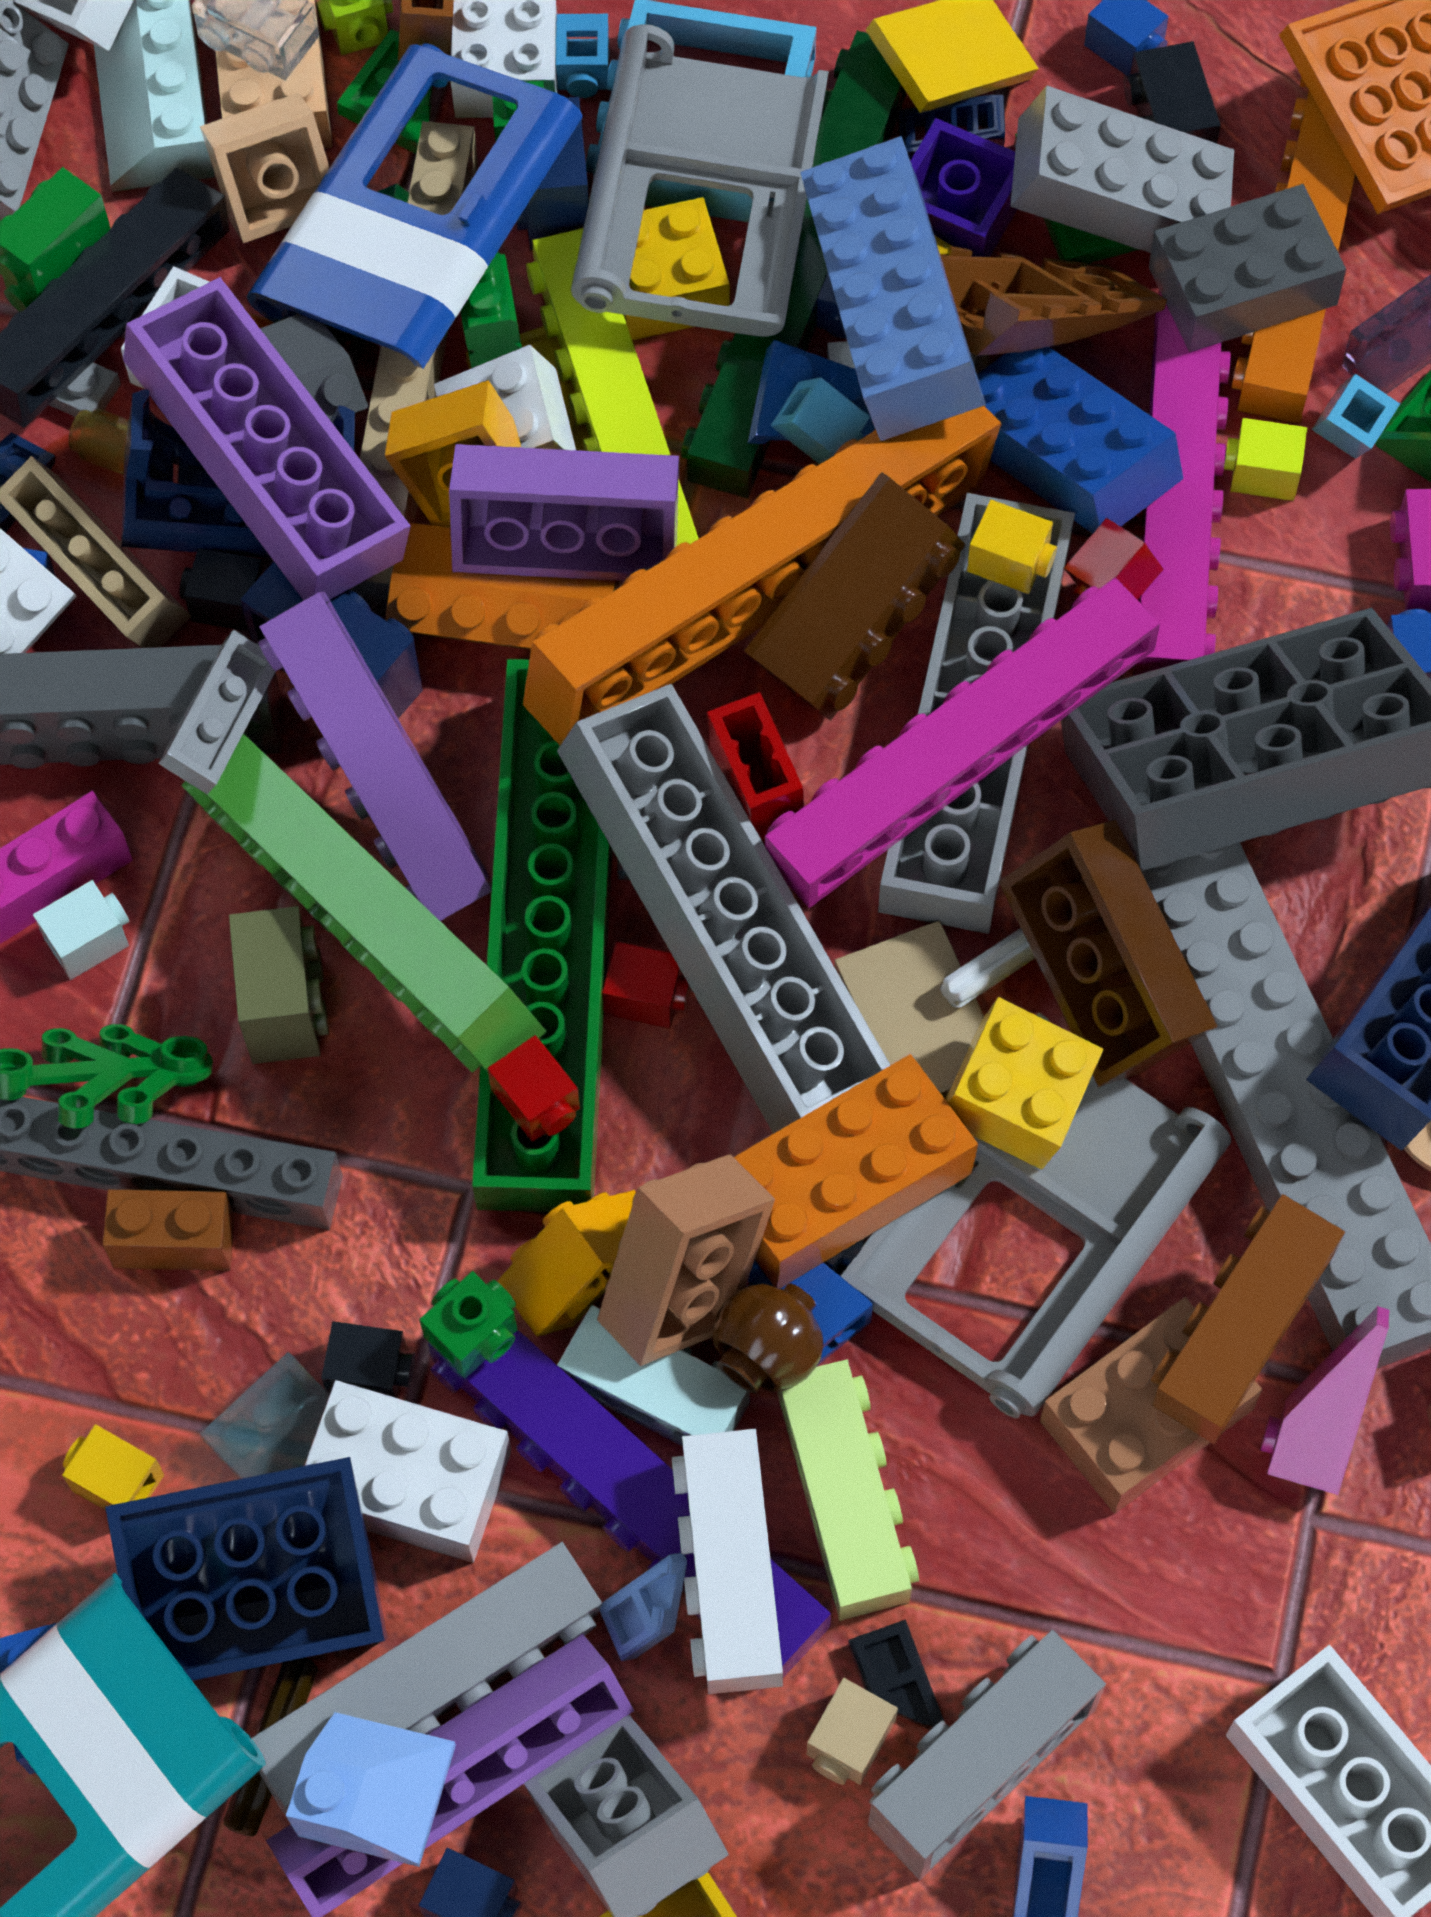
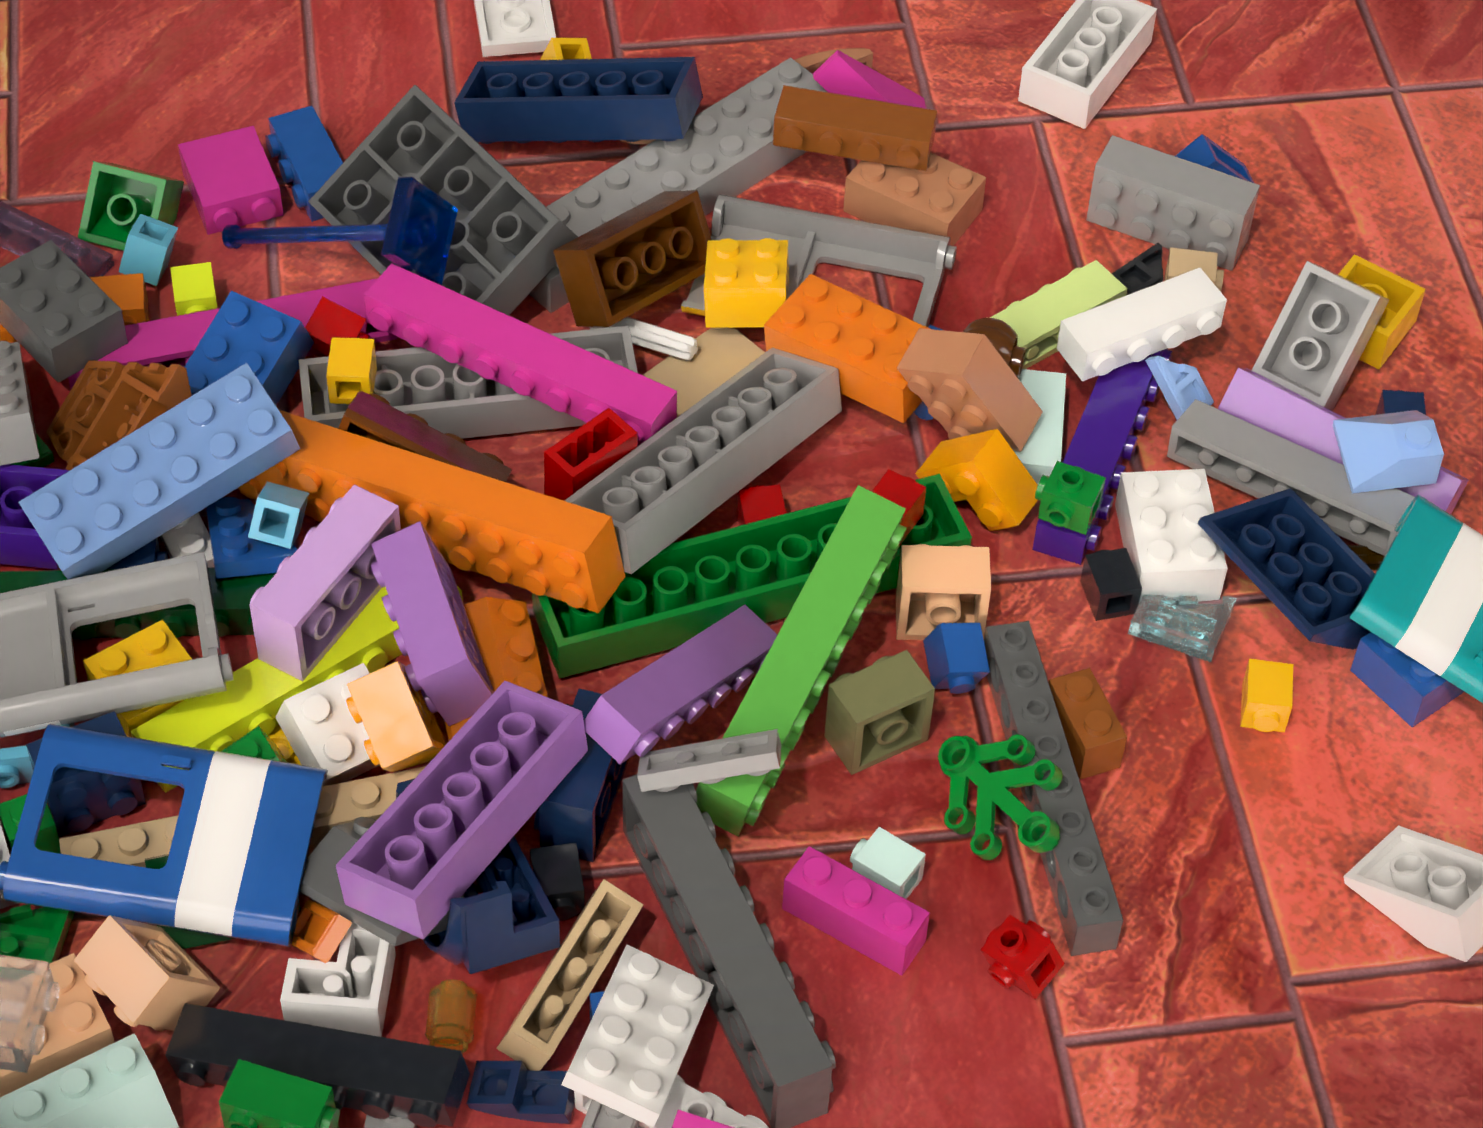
camera: 115 degrees left, 15 degrees down
(326, 1116) = (956, 656): none -> blue brick
(417, 1130) = (941, 587): none -> light nougat brick
(667, 409) = (322, 584): none -> lavender brick
(1196, 655) = (414, 238): none -> clear blue tile

